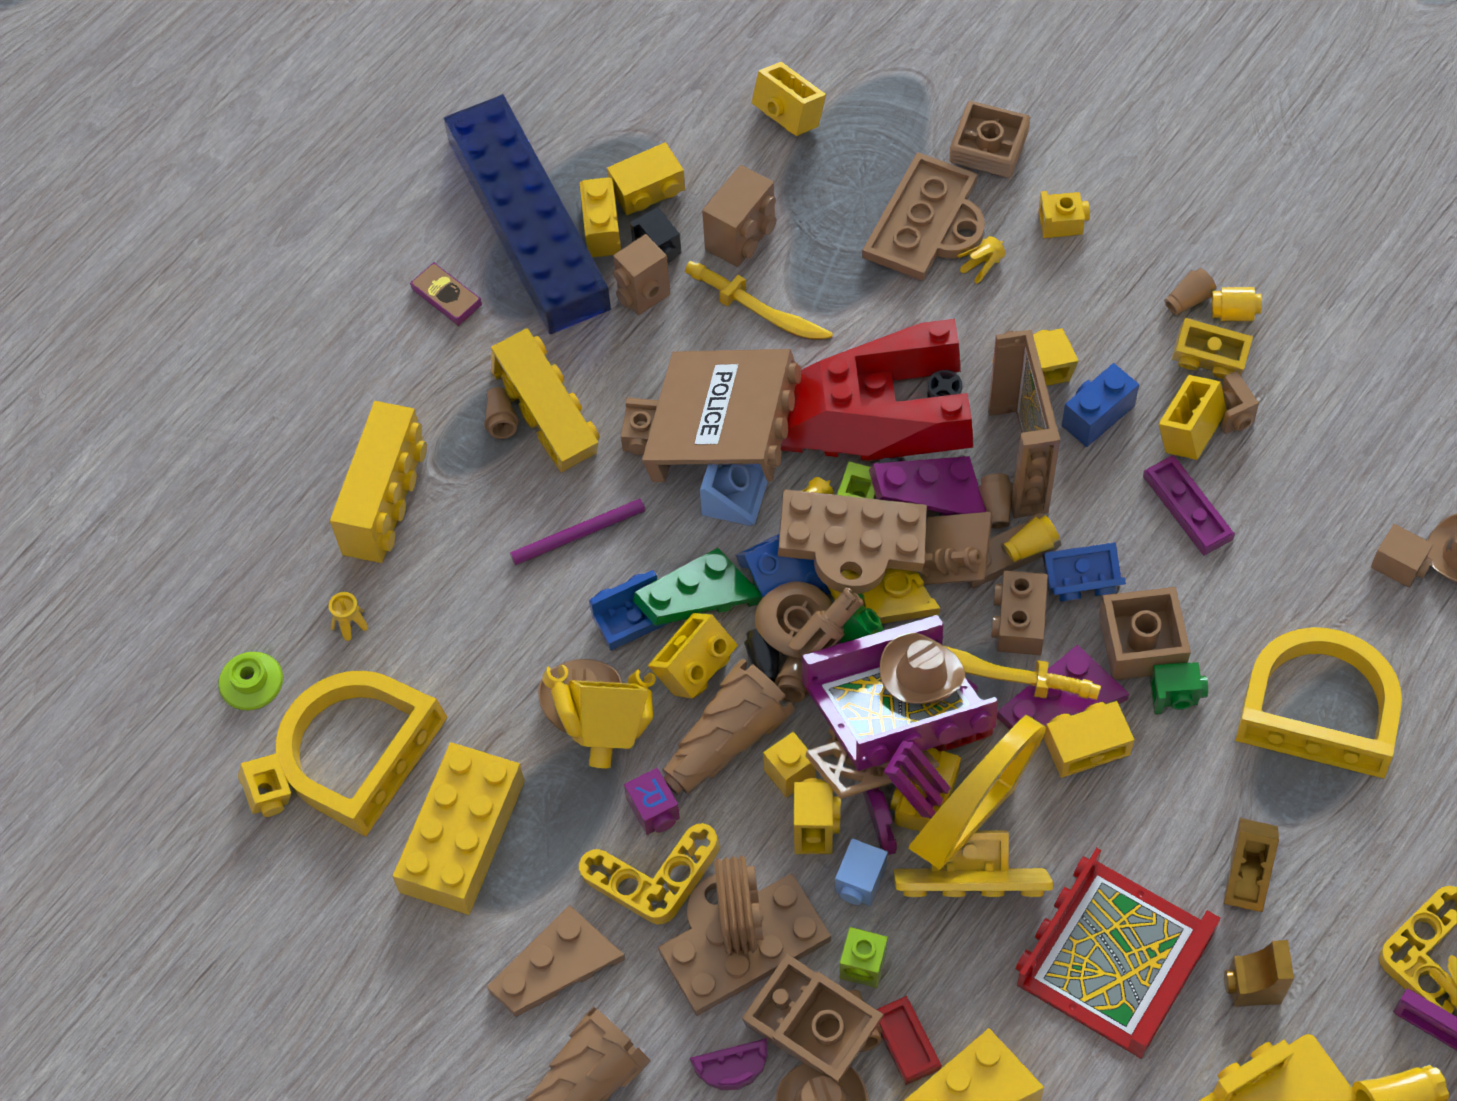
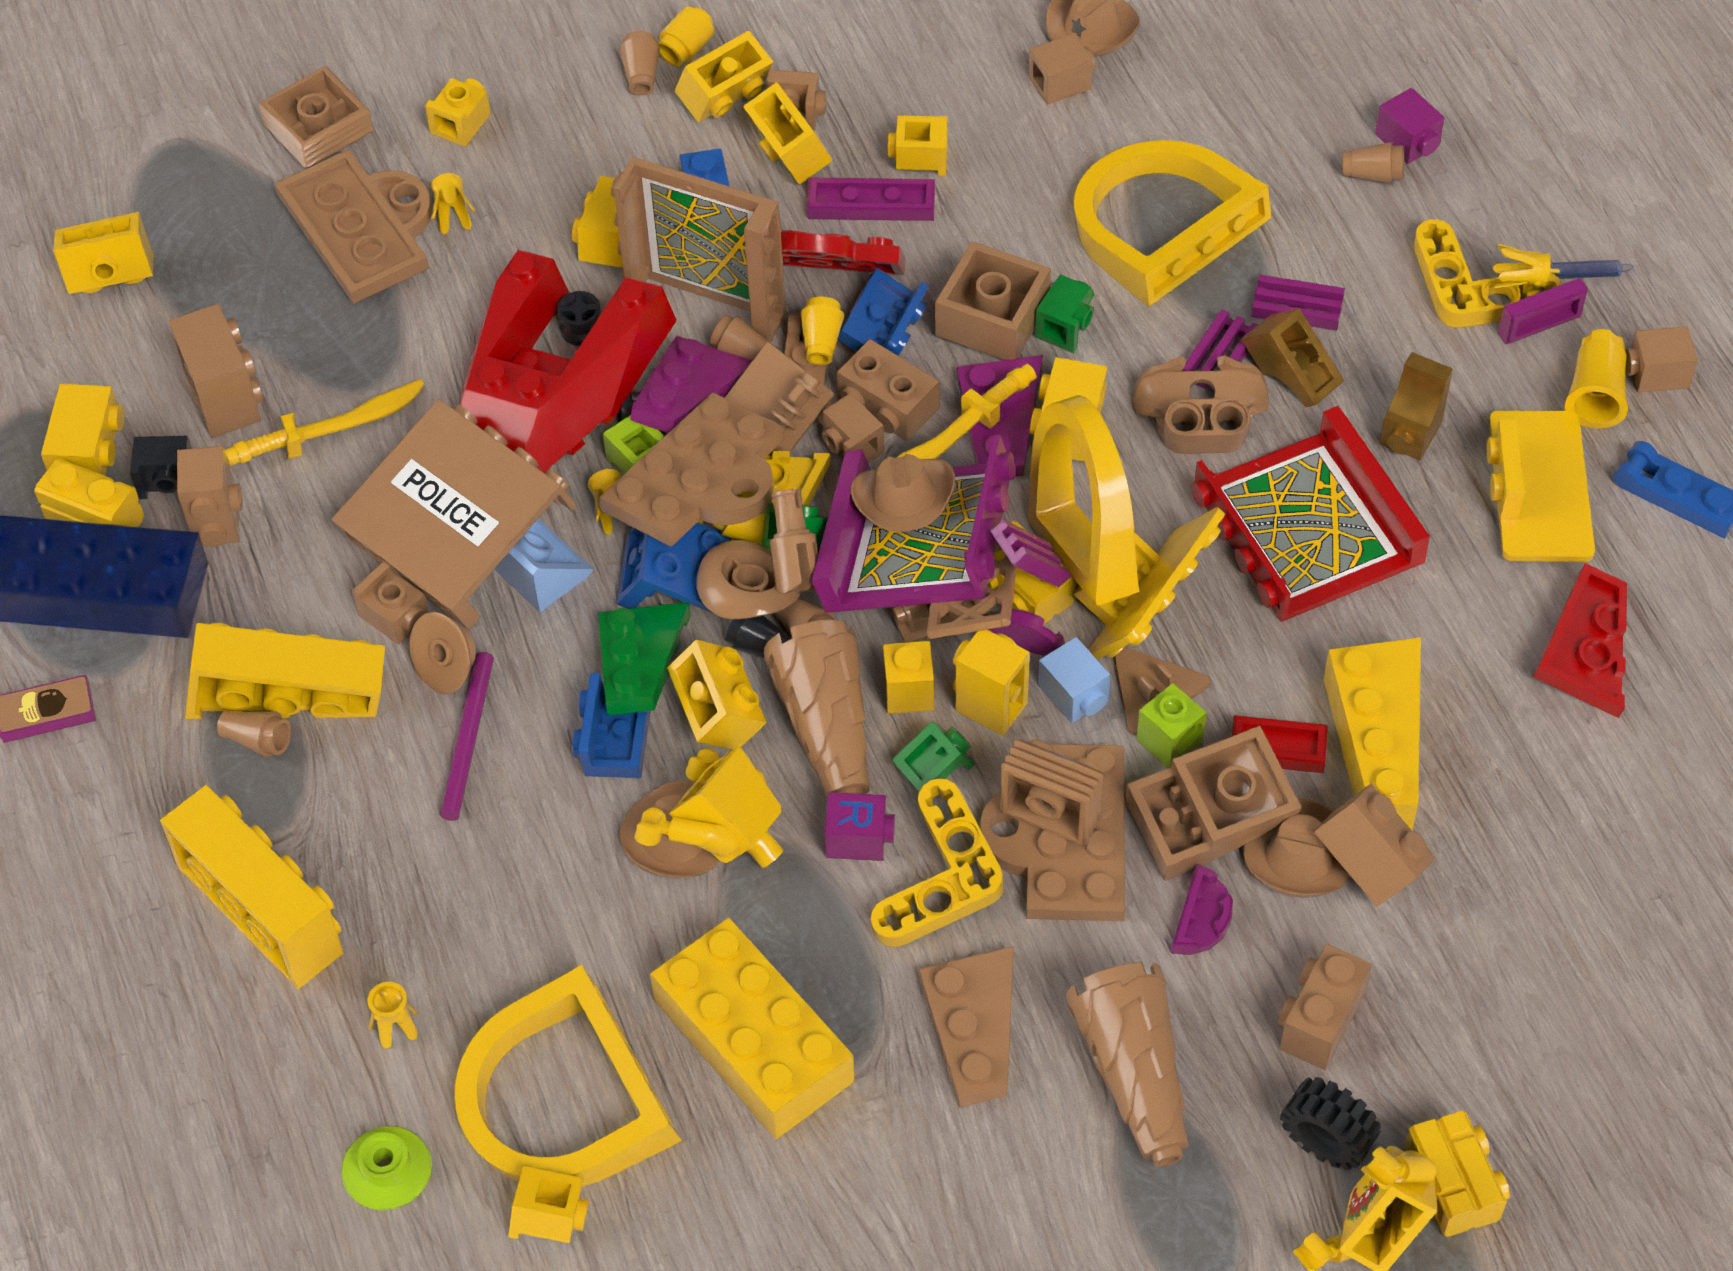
camera: 60 degrees left, 5 degrees down
(624, 478) = (441, 652): none -> medium nougat piece
(740, 818) = (933, 755): none -> green bracket
(905, 927) = (1145, 677): none -> medium nougat piece
(968, 611) = (851, 427): none -> medium nougat brick
(1093, 497) = (841, 253): none -> red plate
(1192, 845) = (1165, 395): none -> medium nougat piece
(1223, 797) = (1233, 328): none -> magenta tile
(1256, 506) = (920, 143): none -> yellow brick
(1301, 811) = (1299, 295): none -> magenta tile

